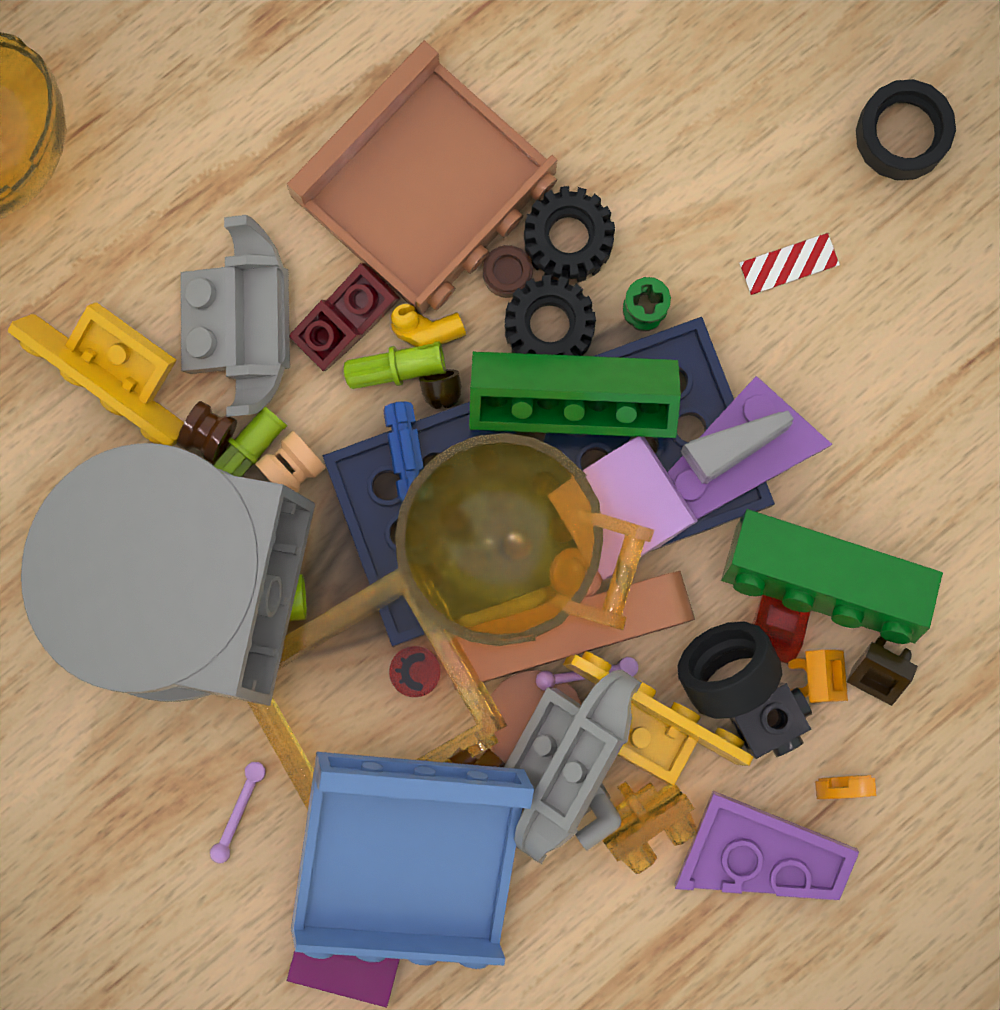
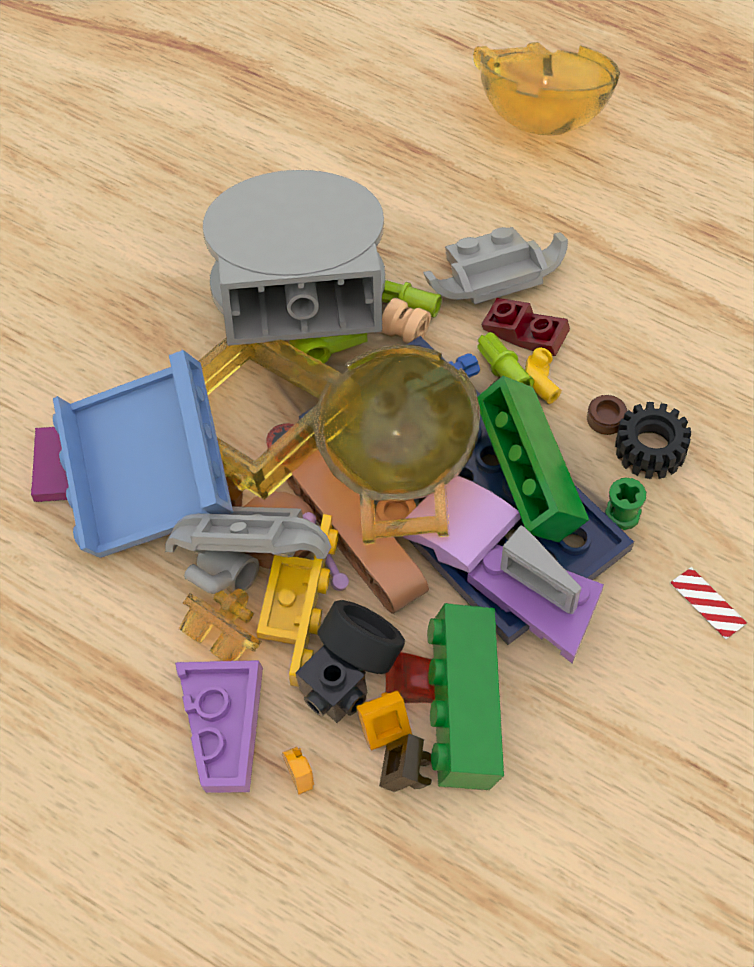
camera: 75 degrees right, 25 degrees down
(110, 363) = (429, 207): yellow bracket -> none
(206, 432) = (409, 267): reddish brown wheel -> none
(254, 773) = (118, 368): lavender hinge -> none
(422, 180) = (648, 338): nougat panel -> none
(550, 293) = (593, 432): black tyre -> none

